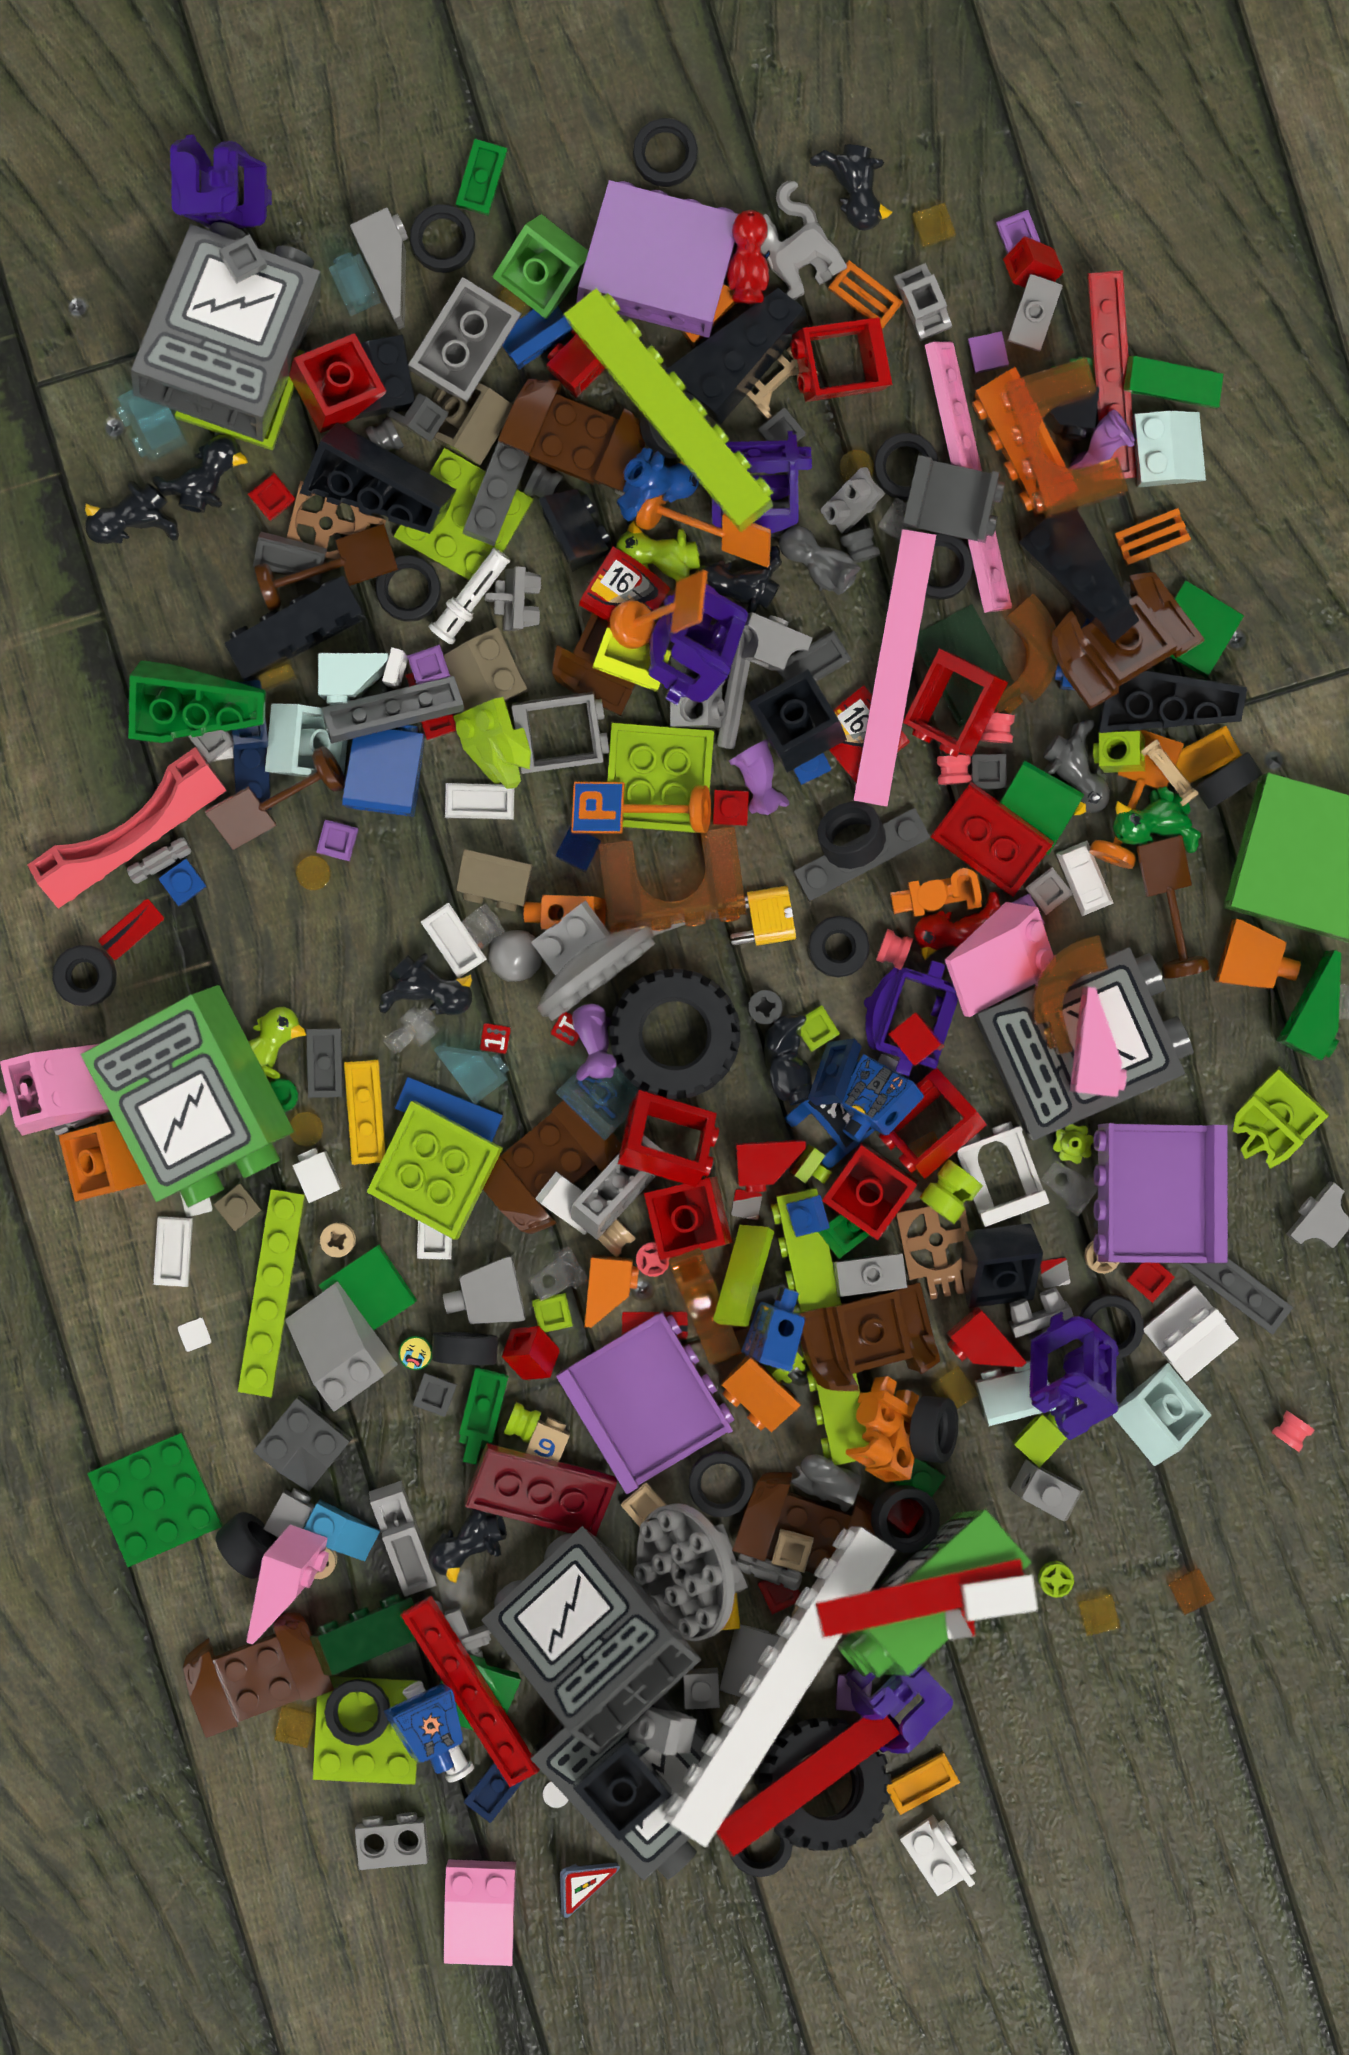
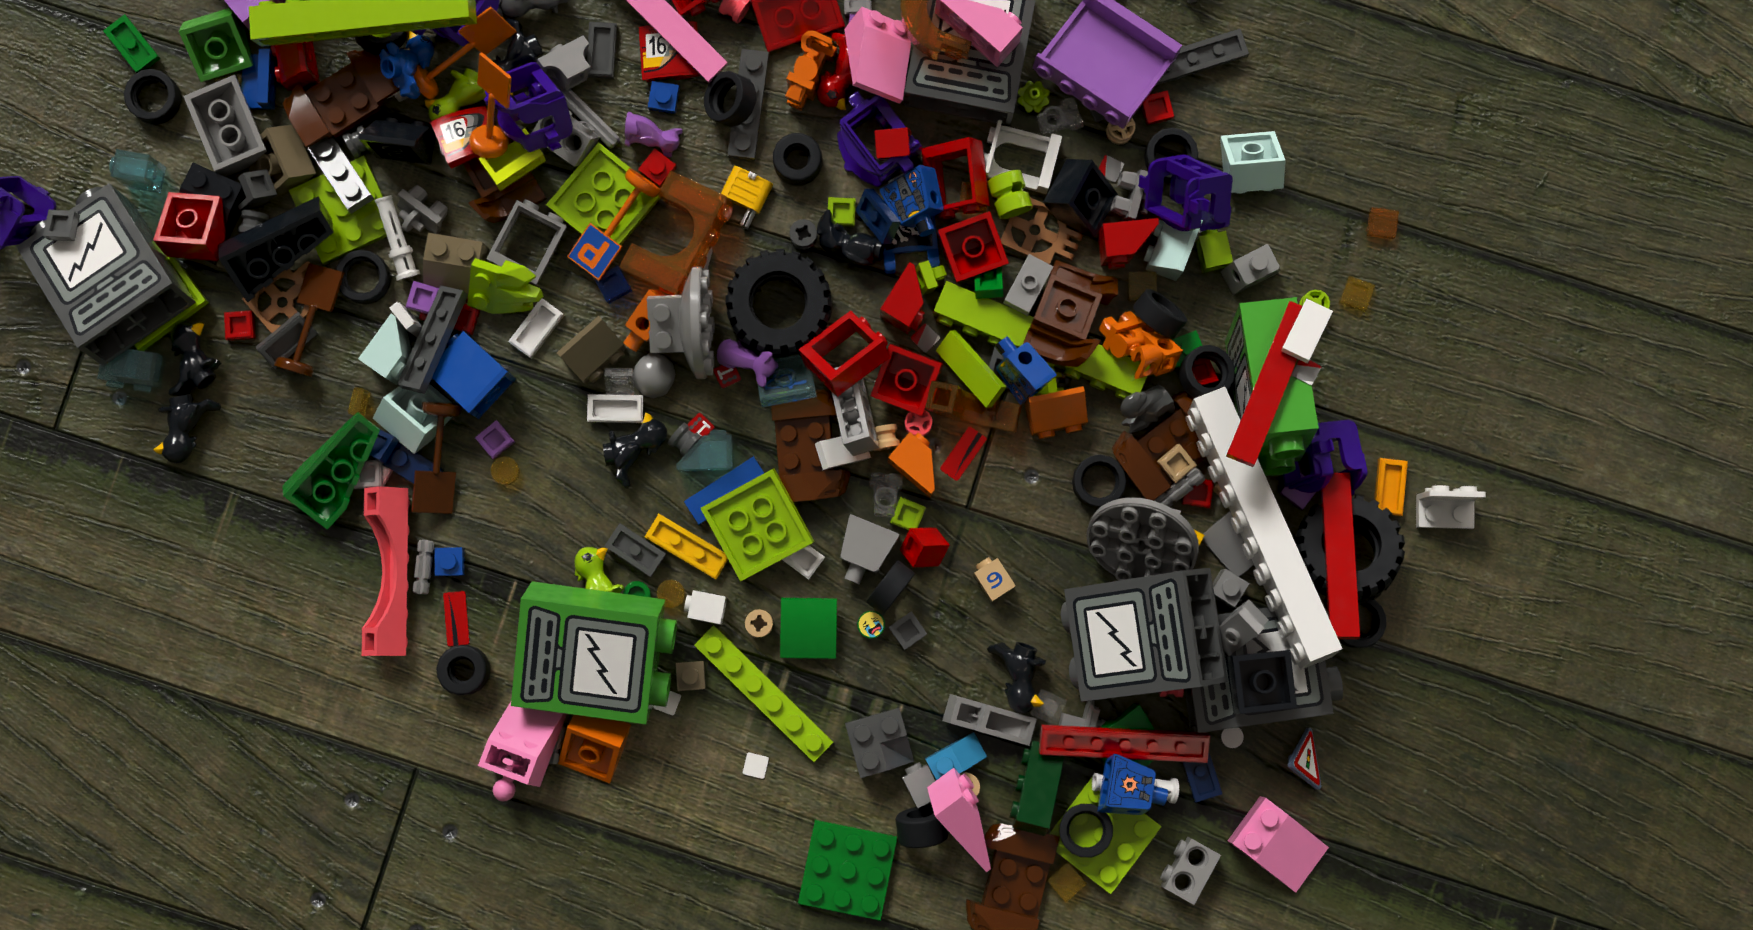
camera: 60 degrees left, 5 degrees down
(173, 1251) = (689, 740): white tile -> none
(295, 629) = (334, 365): black wedge -> none
(338, 1346) = (830, 672): light grey slope -> none
(383, 248) = (122, 132): light grey slope -> none
(415, 1026) = (654, 471): clear plate -> none
(470, 1034) = (684, 439): none -> dark grey wheel
(482, 1412) = (941, 607): green hinge -> none
(522, 1422) = (967, 584): lime wheel -> none
(539, 1490) = (1020, 603): dark red tile -> none
(642, 1503) = (1076, 543): tan tile -> none
(645, 1401) = (1009, 492): medium lavender panel -> none
(797, 721) = (630, 81): black brick -> none
(808, 1215) = (960, 296): blue plate -> none
(894, 949) = (824, 124): coral wheel -> none
(1190, 1333) = (1211, 107): white bracket -> none
(1293, 1431) = (1321, 84): coral wheel -> none

